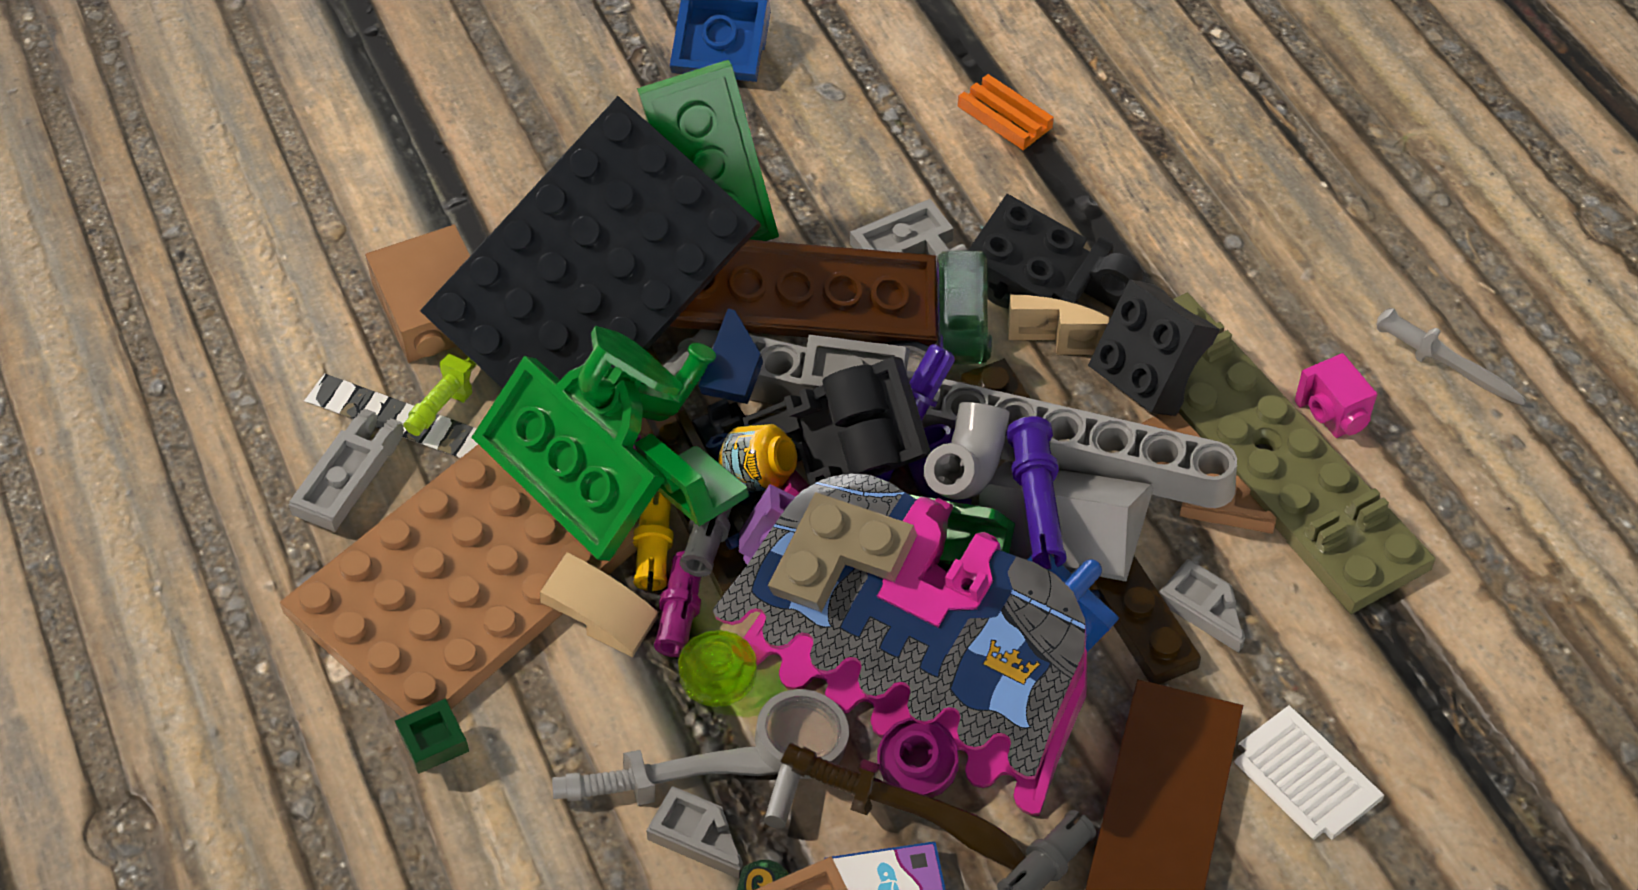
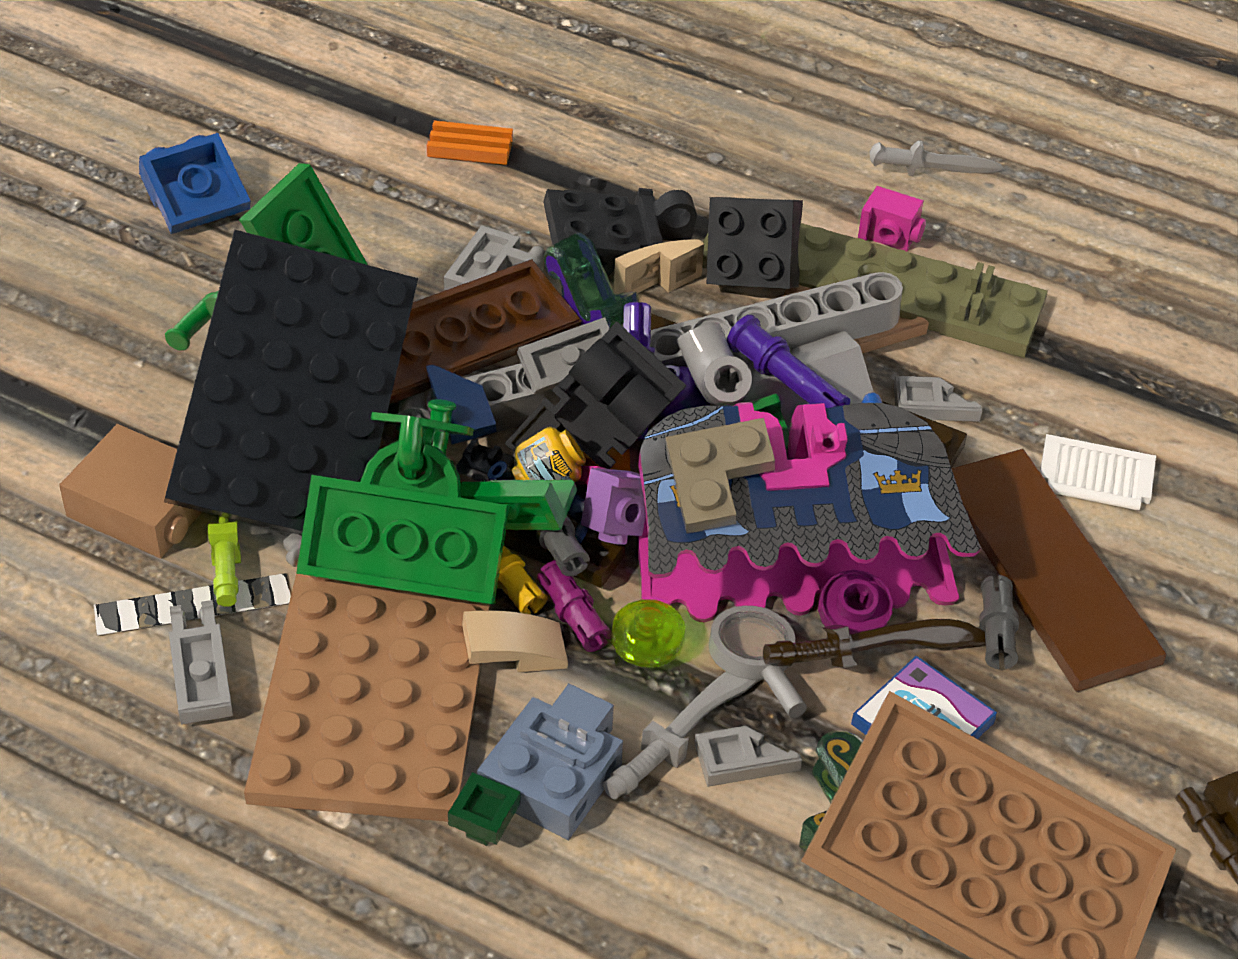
camera: 40 degrees left, 5 degrees down
(533, 731) = (557, 758): none -> sand blue piece

